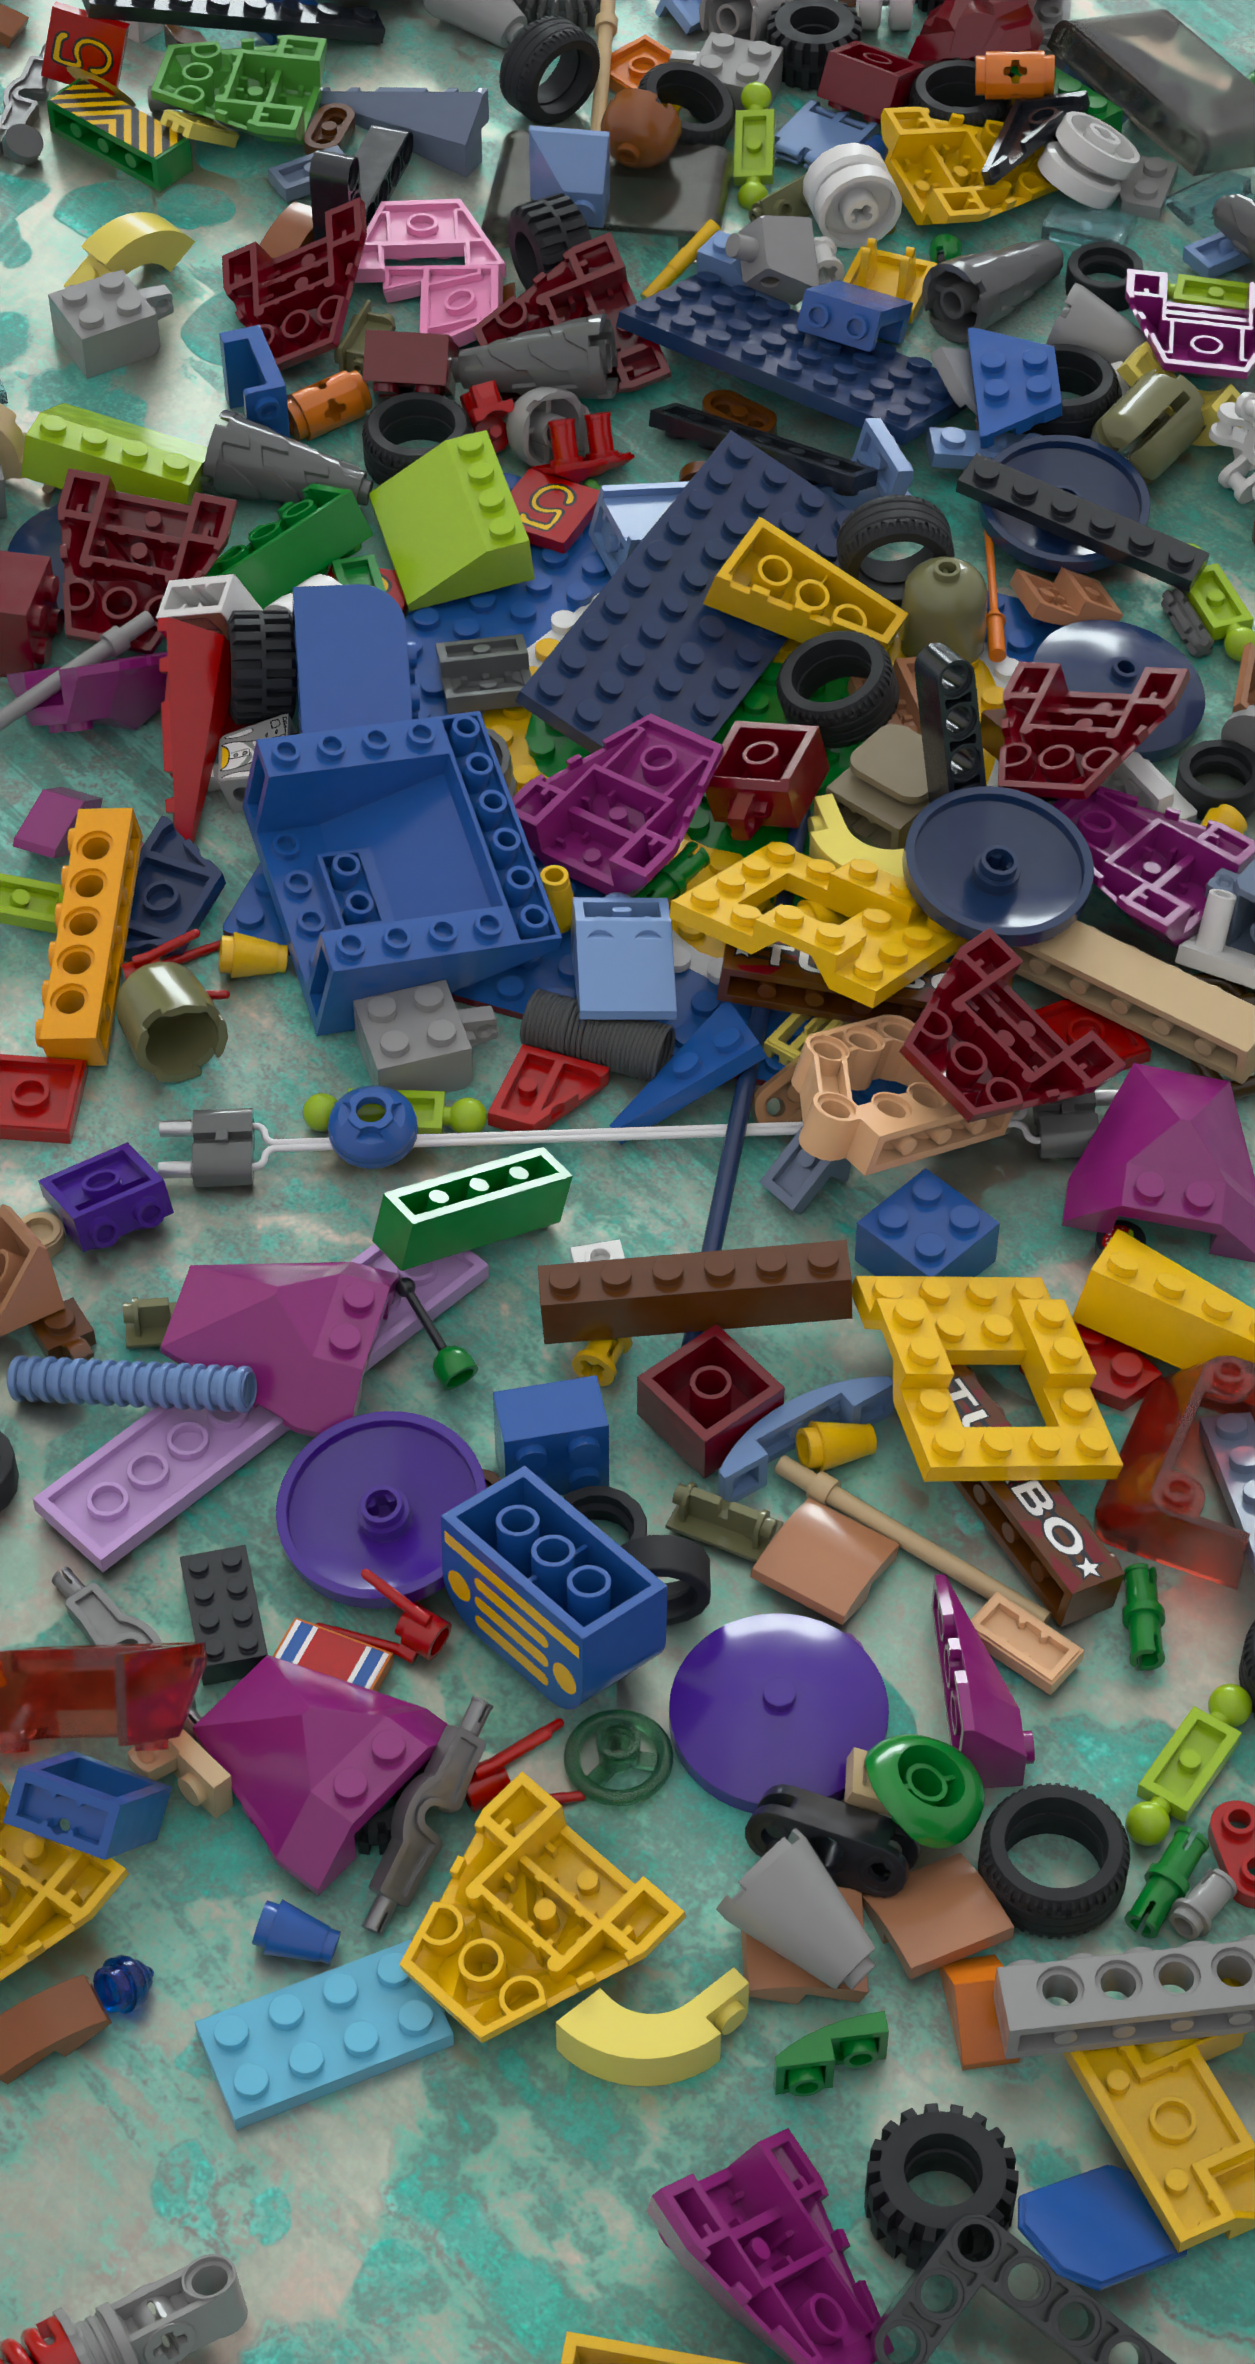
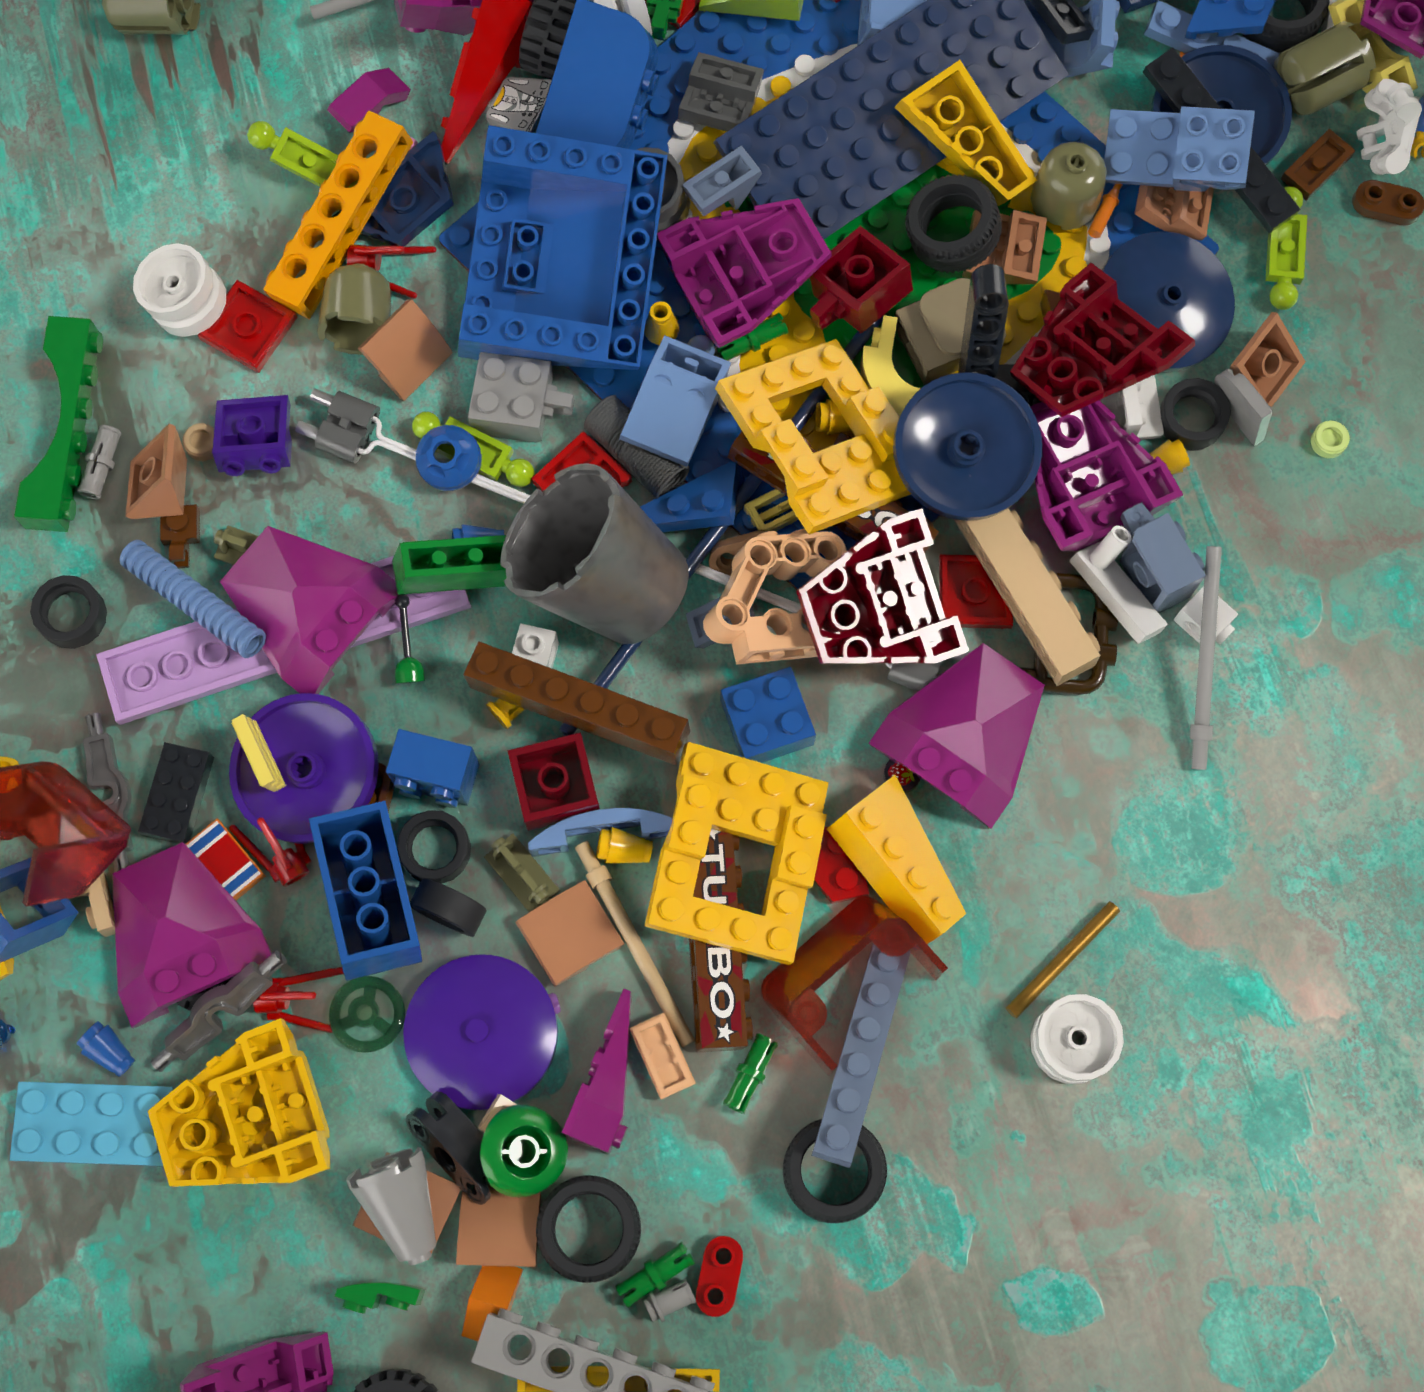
camera: 25 degrees right, 25 degrees up
(250, 956) = (442, 272): yellow cone -> none
(256, 1037) = (406, 349): none -> nougat slope
(321, 1501) = (258, 753): none -> light yellow tile
(554, 728) = (723, 181): none -> sand blue slope
(633, 1119) = (594, 557): none -> flat silver cone
(652, 2047) = (263, 1230): light yellow arch -> none
(885, 522) = (1058, 112): black tyre -> none
(1052, 530) = (1180, 149): none -> medium blue piece
(1187, 622) = (1256, 257): dark grey axle -> none
(1188, 1764) = (717, 1197): lime plate -> none
(1199, 515) = (1318, 164): none -> reddish brown plate

